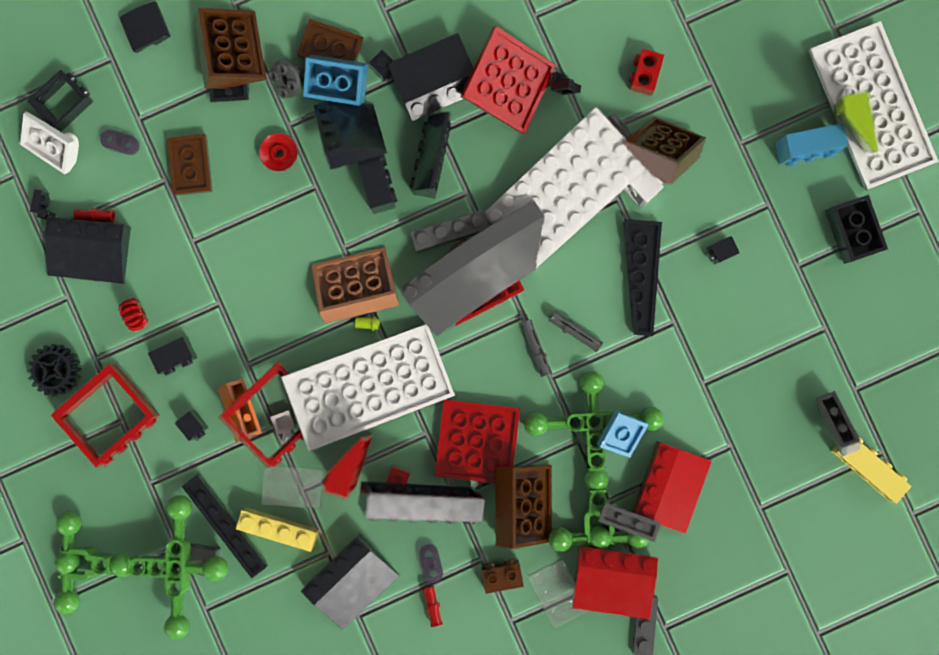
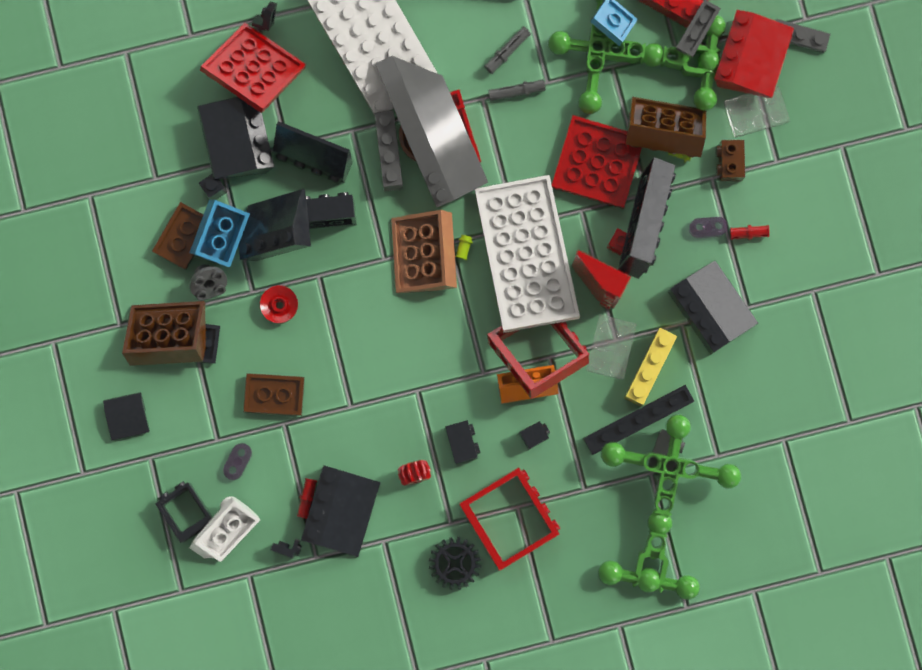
camera: 80 degrees left, 5 degrees down
(283, 424) = (548, 345): white plate -> none

